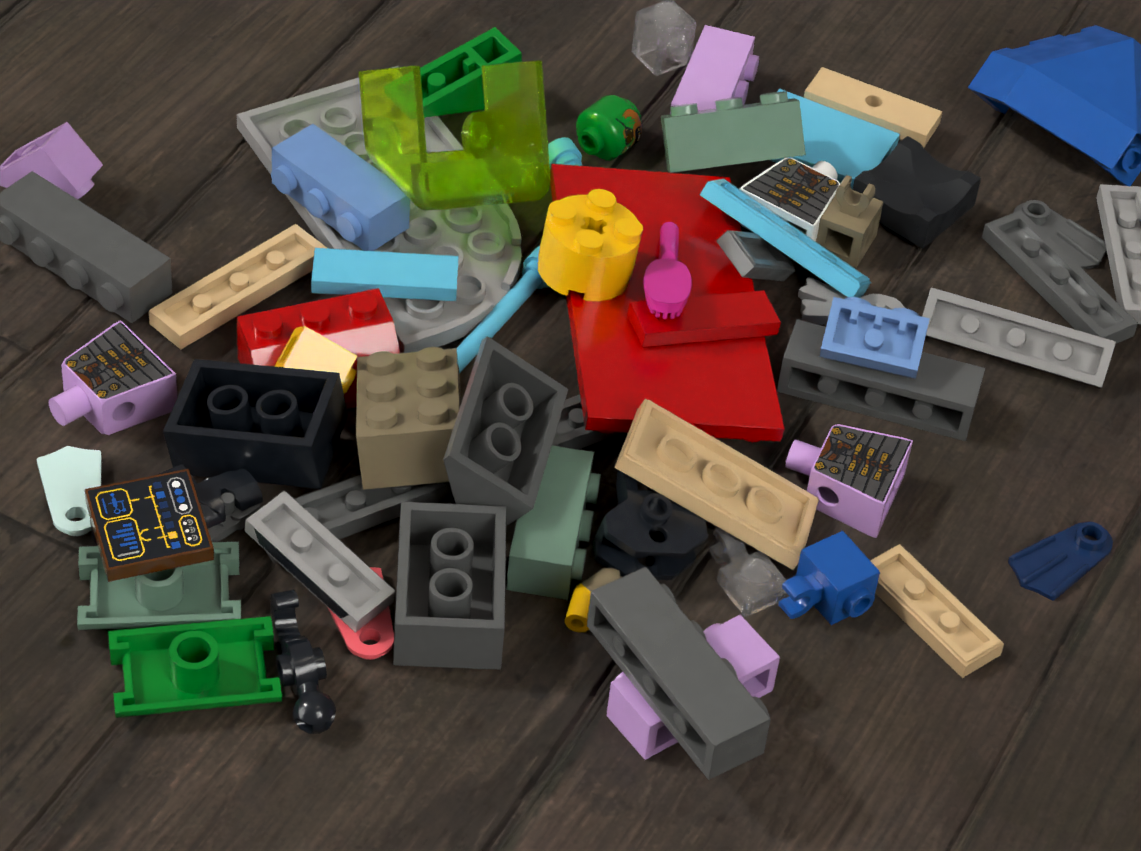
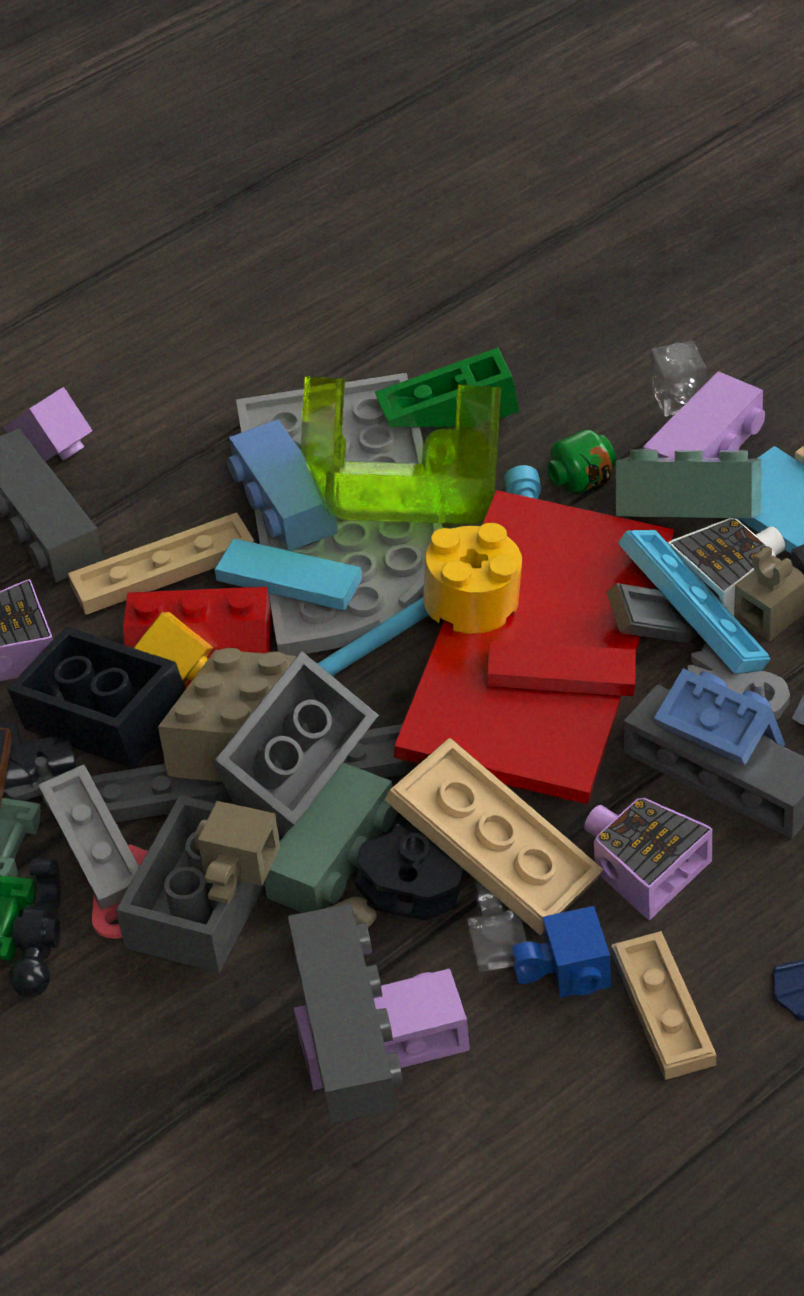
camera: 30 degrees right, 0 degrees up
(496, 537) = (235, 847): none -> dark tan brick
(667, 280) = (534, 623): dark pink piece -> none

